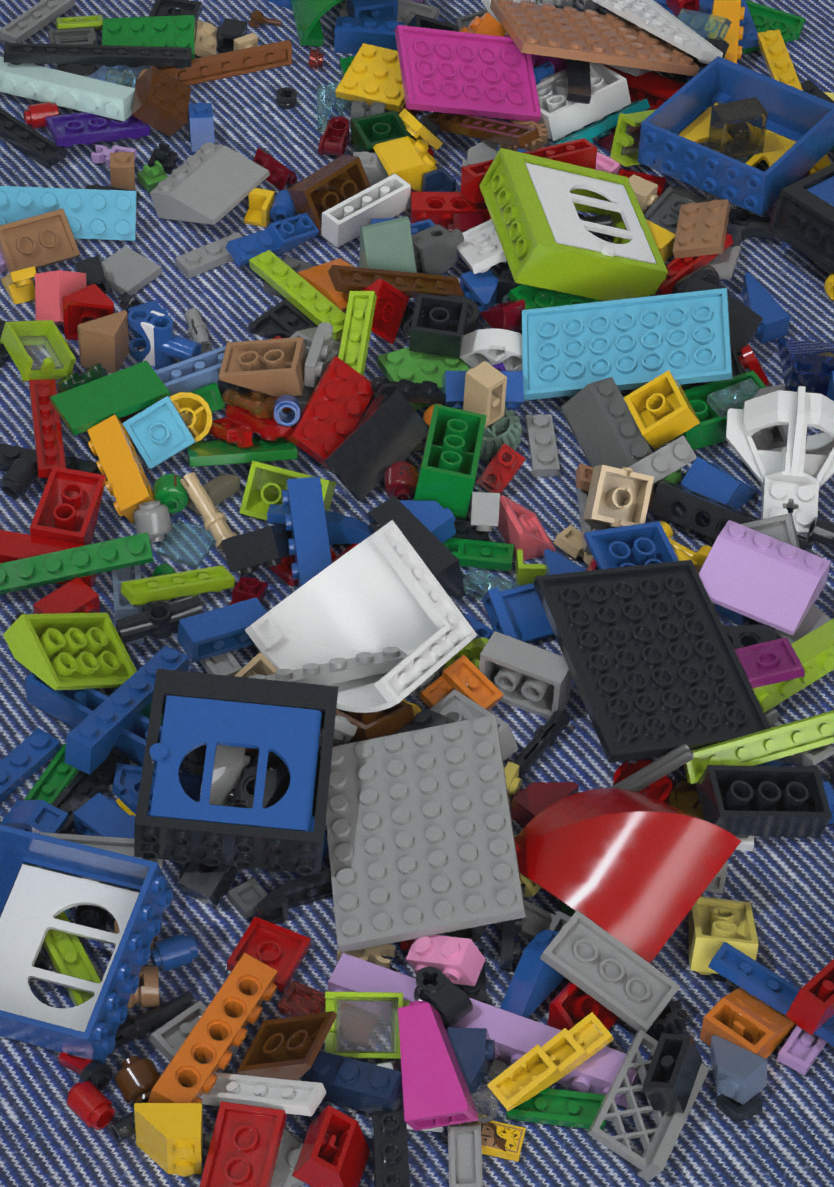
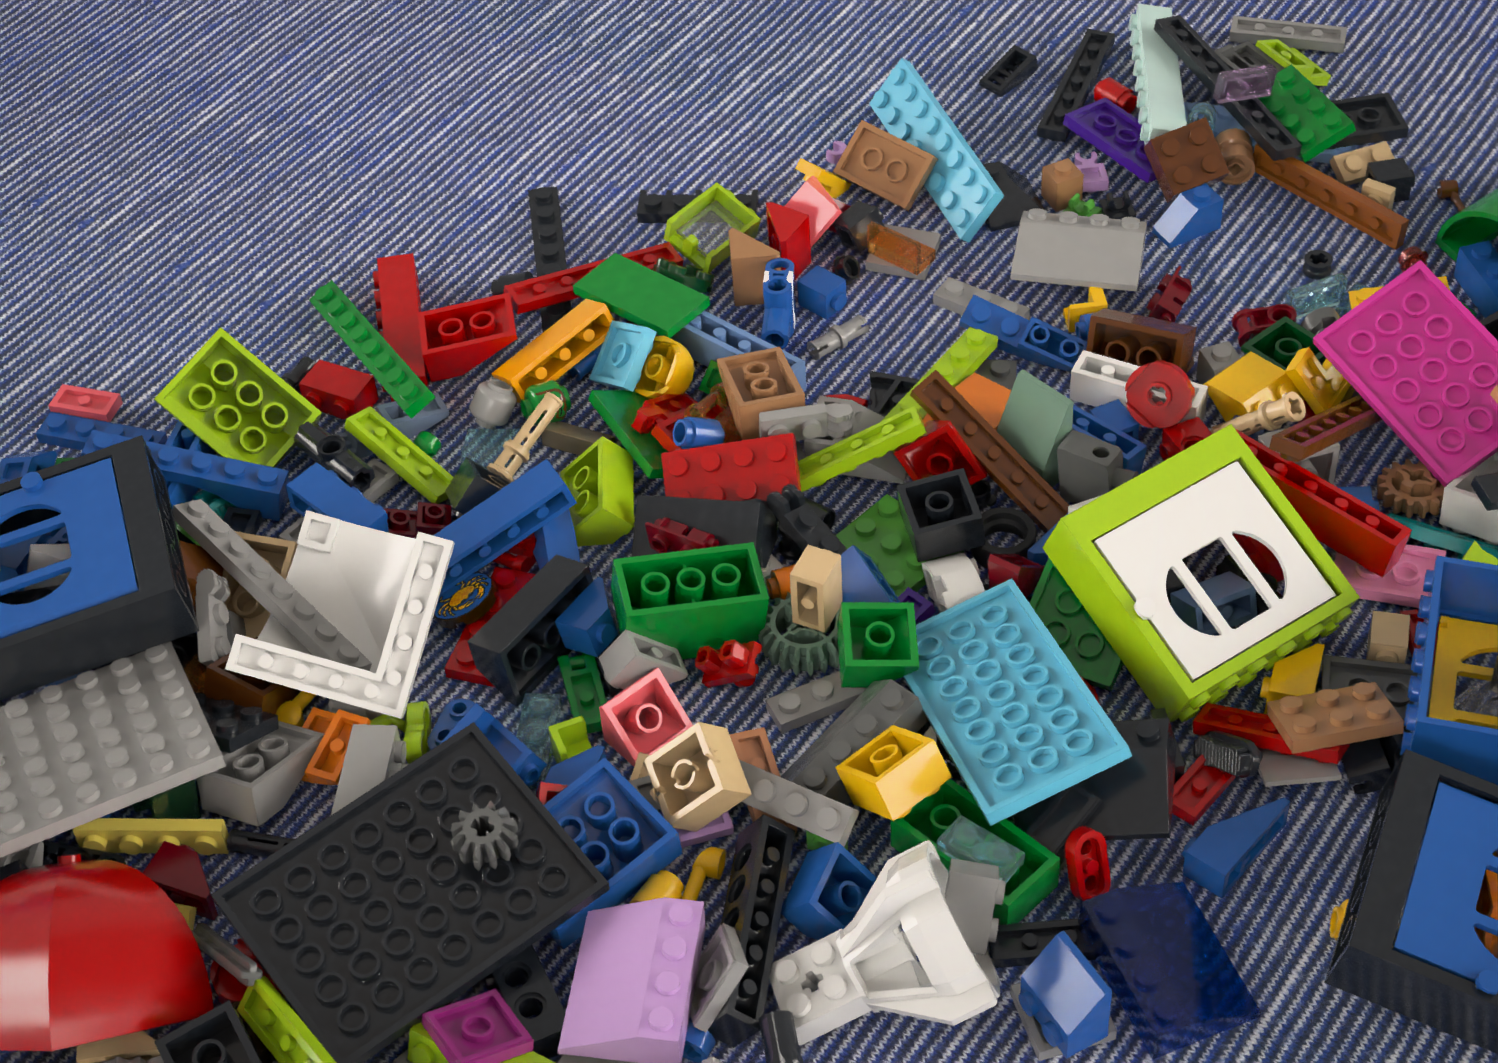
camera: 75 degrees right, 0 degrees up
(121, 40) = (1244, 83): none -> clear purple plate
(136, 266) = (898, 248): none -> clear orange panel
(383, 193) = (1140, 394): none -> red plate
(396, 447) = (670, 536): none -> dark red hinge
(454, 152) = (1269, 415): none -> tan pin
(539, 390) = (876, 642): none -> green slope
(640, 595) = (480, 849): none -> dark grey gear

